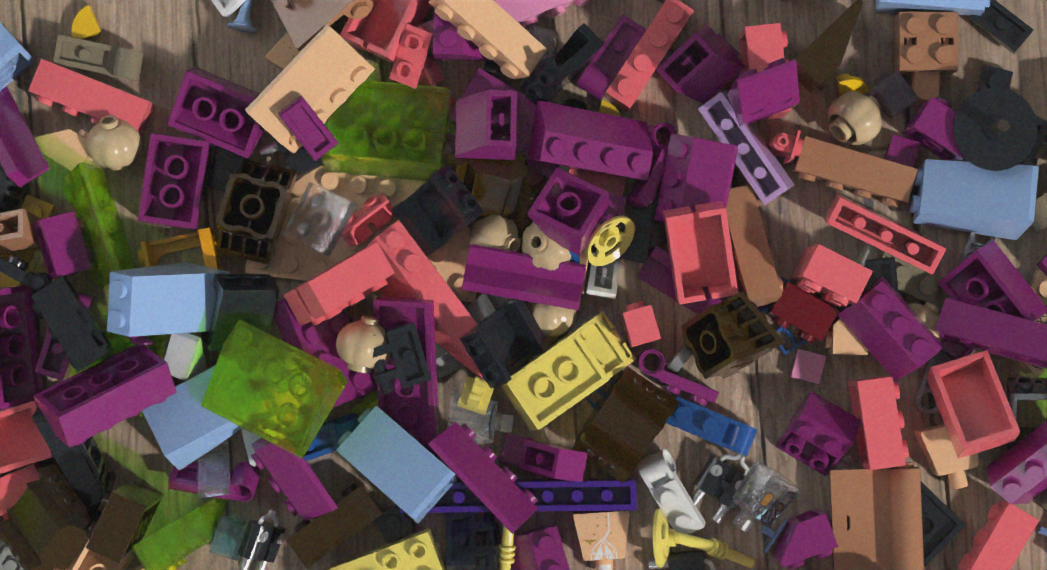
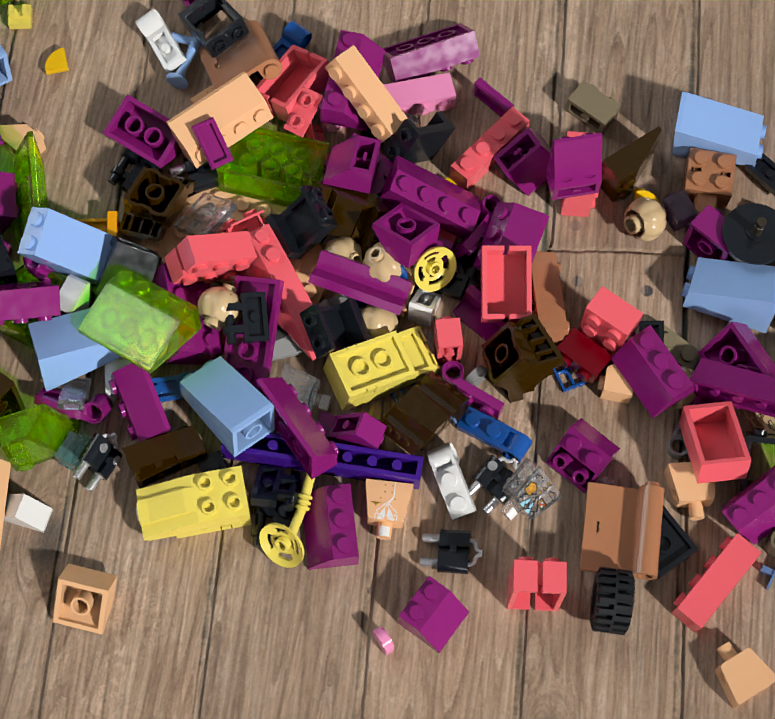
camera: 10 degrees right, 20 degrees down
(88, 96) = (49, 110): coral brick -> none
(98, 57) = (61, 83): dark tan plate -> none
(114, 143) = (58, 140): tan plant -> none
(173, 181) = (96, 174): magenta slope -> none
(475, 395) = (303, 368): light yellow tile -> none
(611, 57) = (445, 156): magenta plate -> none
(665, 538) = (439, 511): light yellow dish -> none
(753, 154) = (557, 228): lavender brick -> none
(772, 534) = (532, 532): medium blue piece -> none
(786, 146) = (586, 228): coral hinge -> none
(805, 537) = (561, 531): magenta slope -> none
(808, 366) = (581, 403): bright pink tile -> none
(854, 171) = (639, 260): nougat brick -> none
(879, 433) = (633, 436): coral piece -> none
(885, 234) = (659, 306): coral brick -> none
(902, 150) = (680, 255): magenta tile -> none

